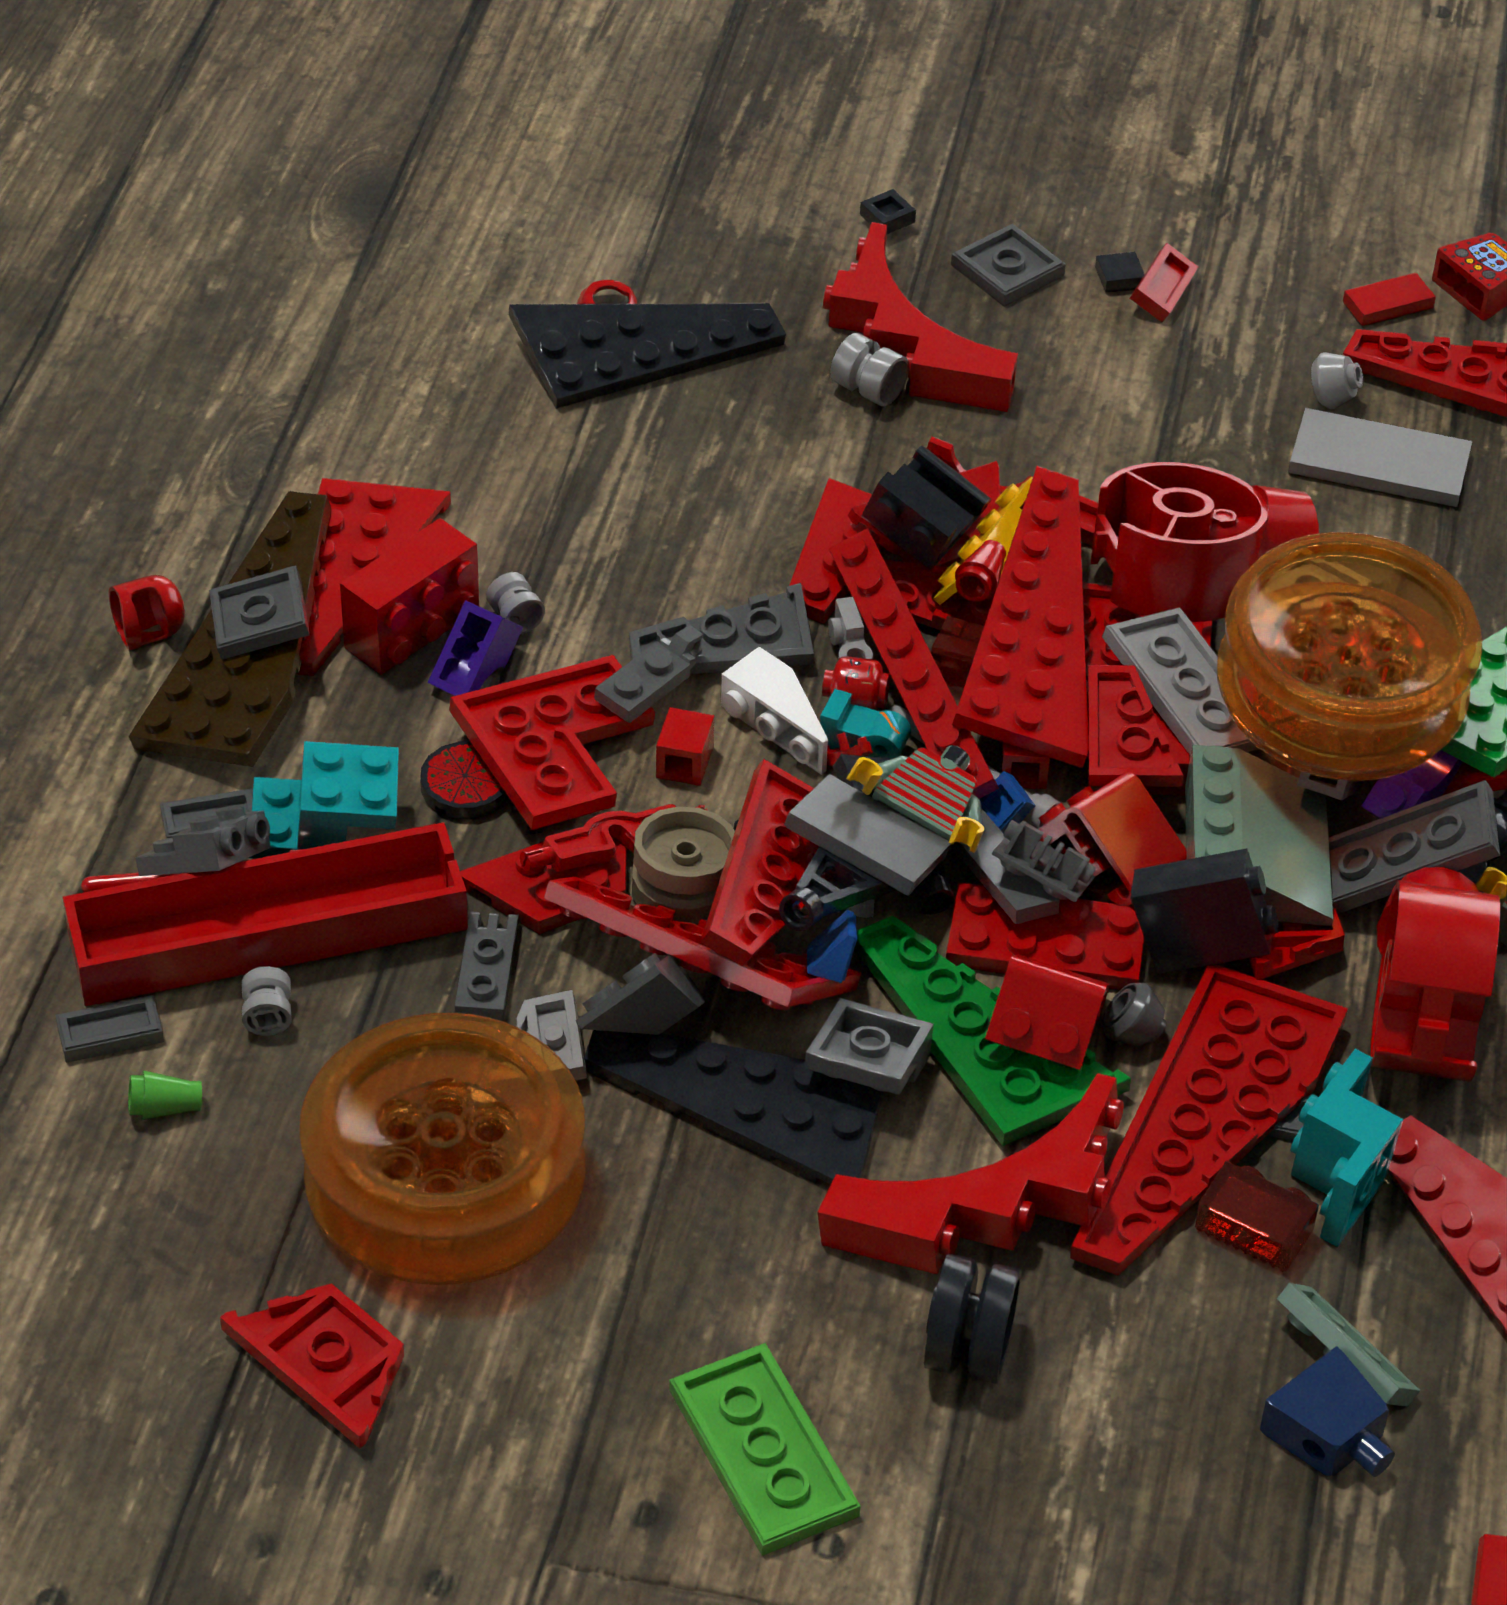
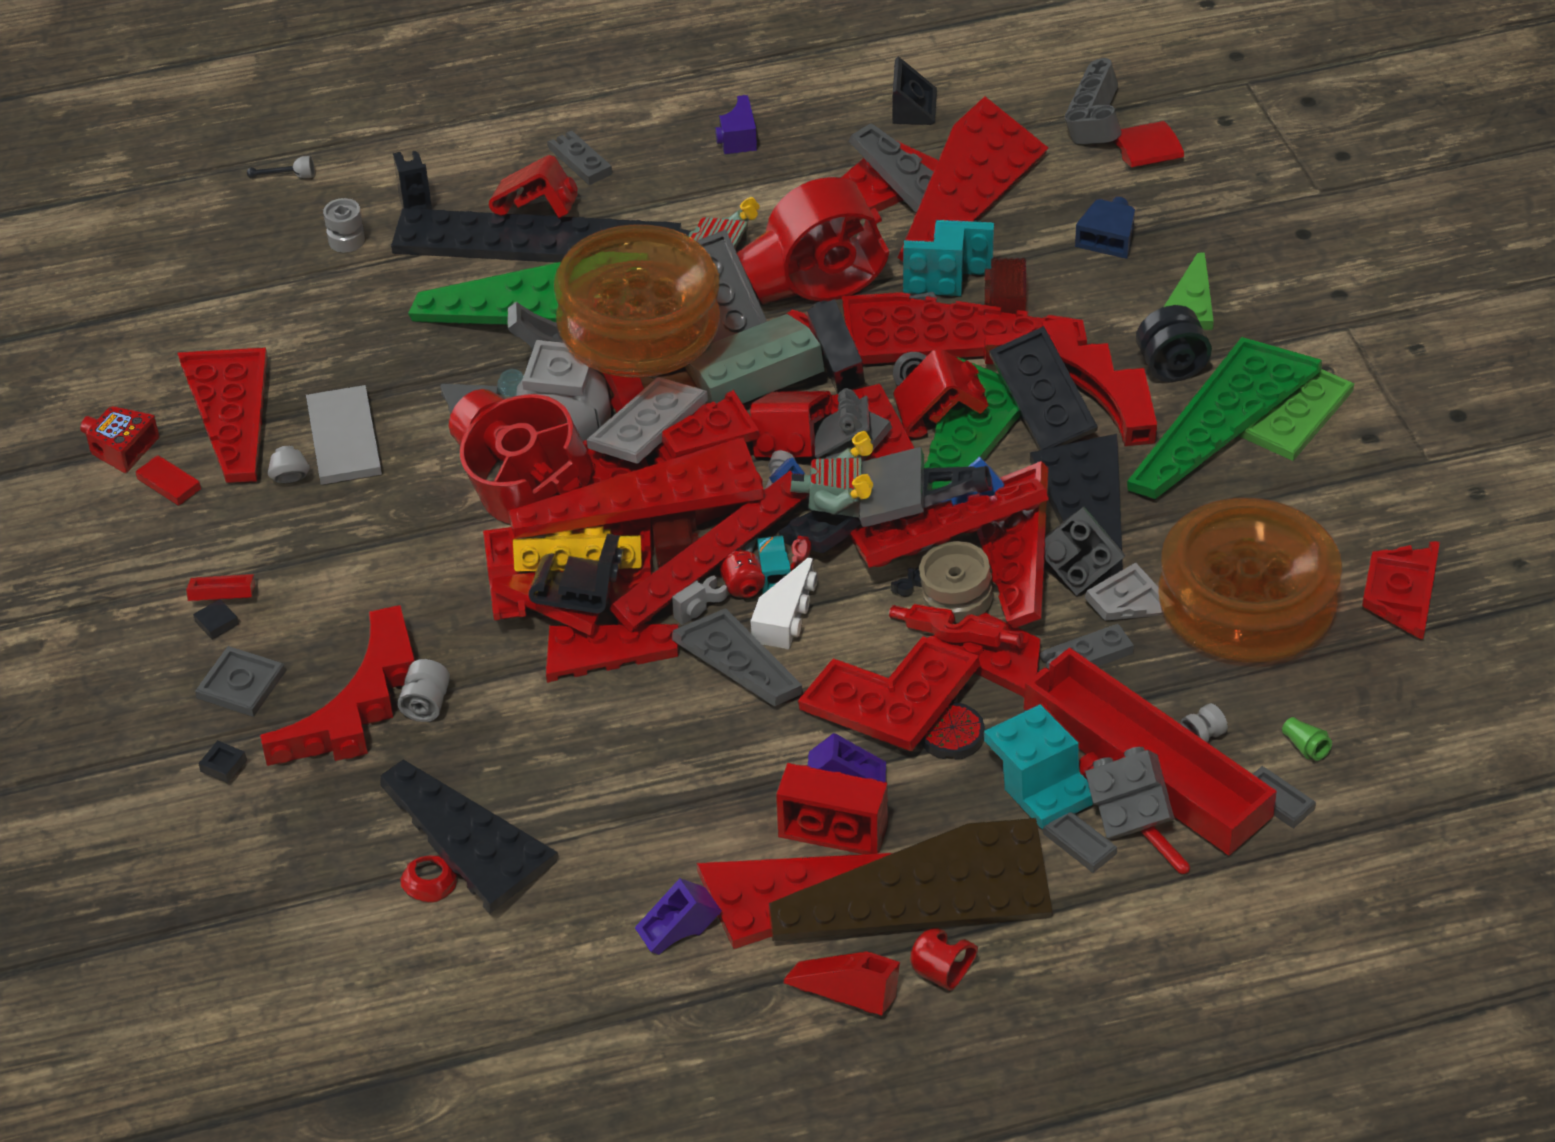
camera: 115 degrees left, 0 degrees up
(184, 528) = (852, 979): none -> red slope
(259, 612) = (915, 869): dark grey tile -> none
(383, 449) = (678, 914): none -> dark purple arch
(513, 600) = (773, 773): light grey wheel -> none
(650, 675) = (810, 663): dark grey hinge -> none
(685, 746) = (849, 634): red brick -> none
(832, 1375) = (1233, 398): none -> green wing
(870, 1047) = (1028, 444): dark grey plate -> none
(977, 1115) = (1043, 390): none -> black tile
(980, 572) = (630, 522): red cone -> none
(1091, 1442) = (1194, 292): none -> bright green wing
(1316, 1316) = (1060, 236): sand green plate -> none

